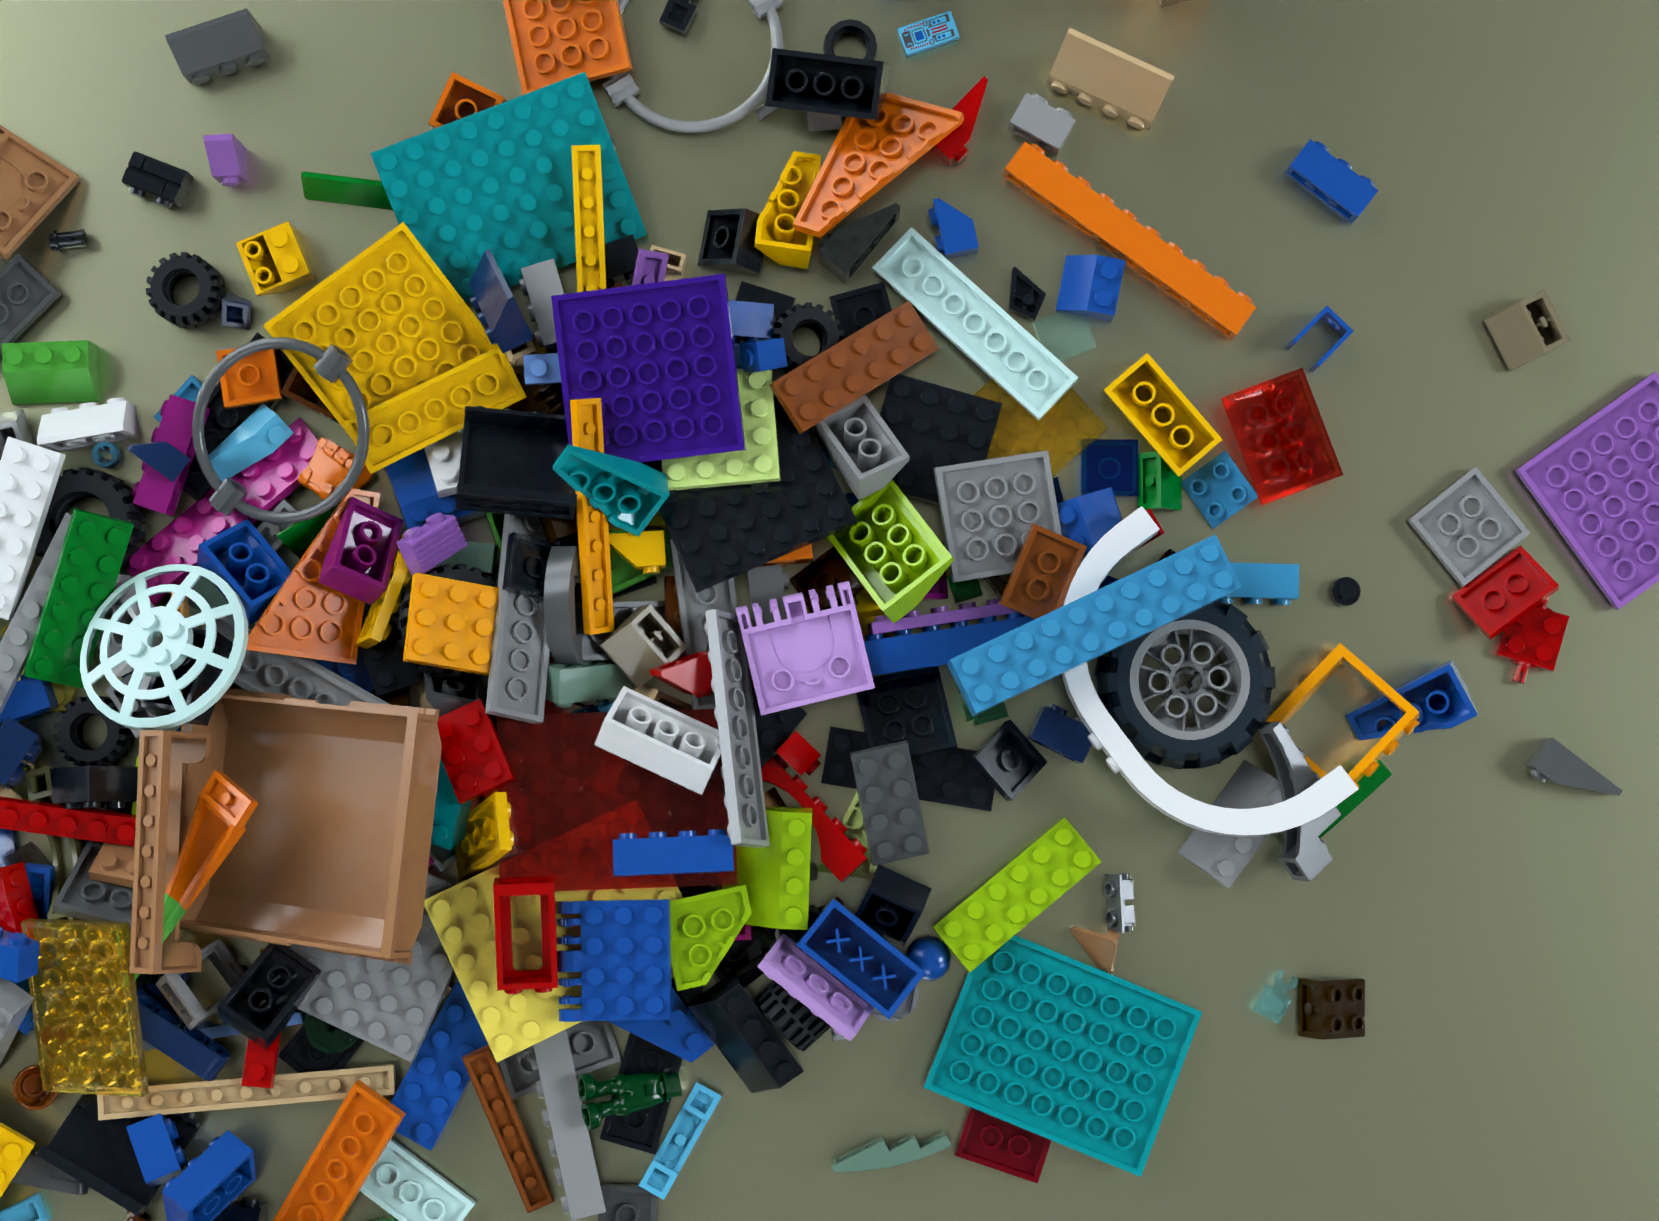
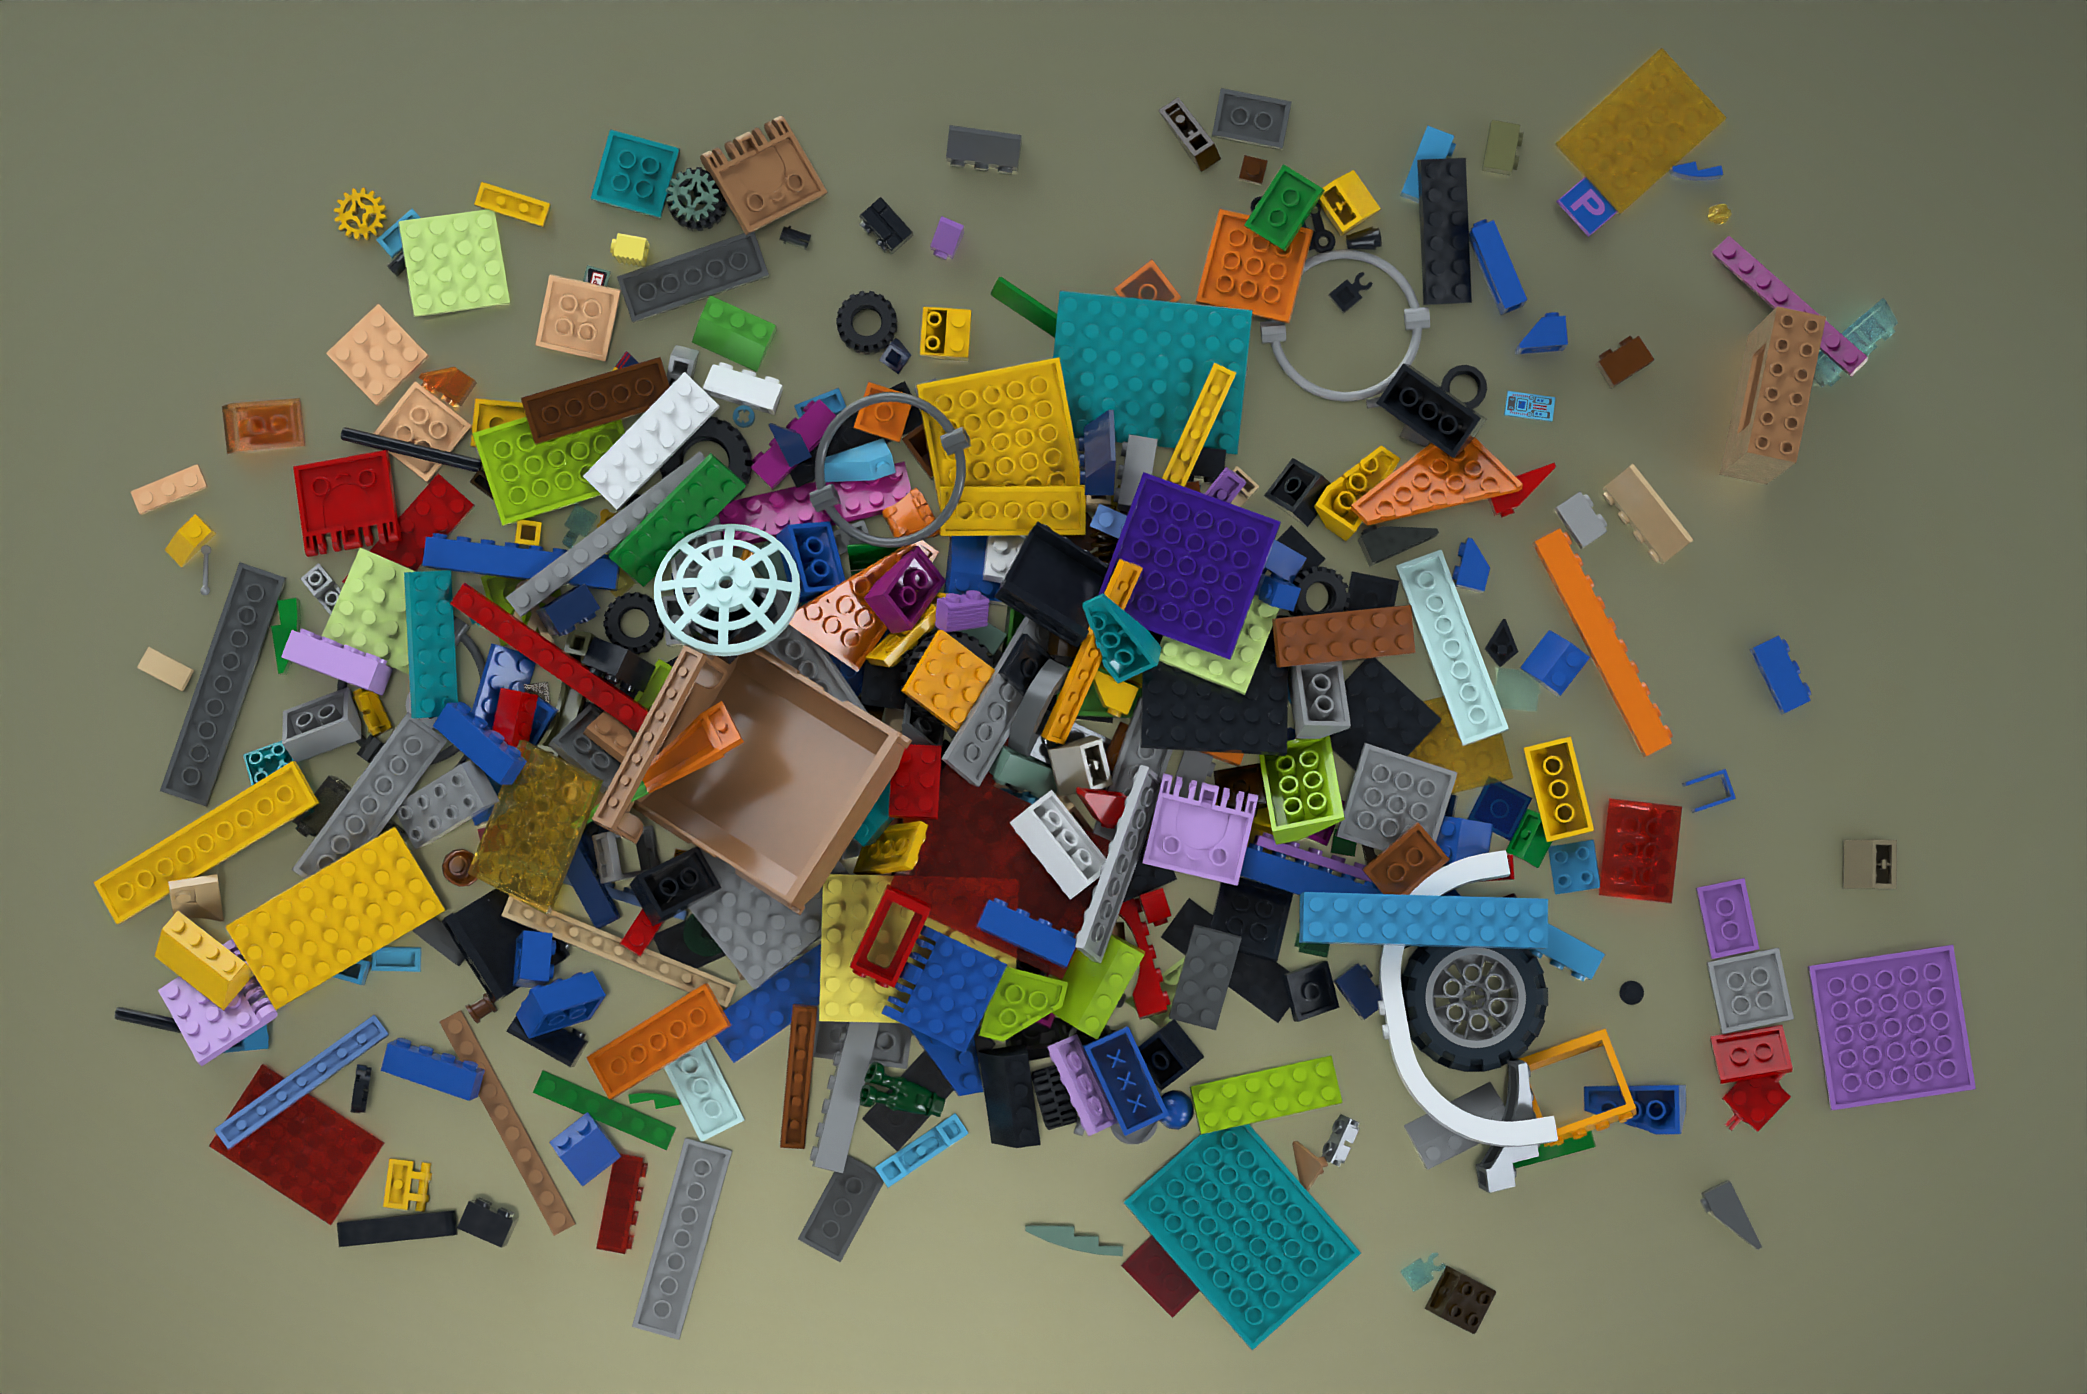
camera: 25 degrees right, 0 degrees up
(1406, 463) = (1727, 918): none -> medium lavender plate

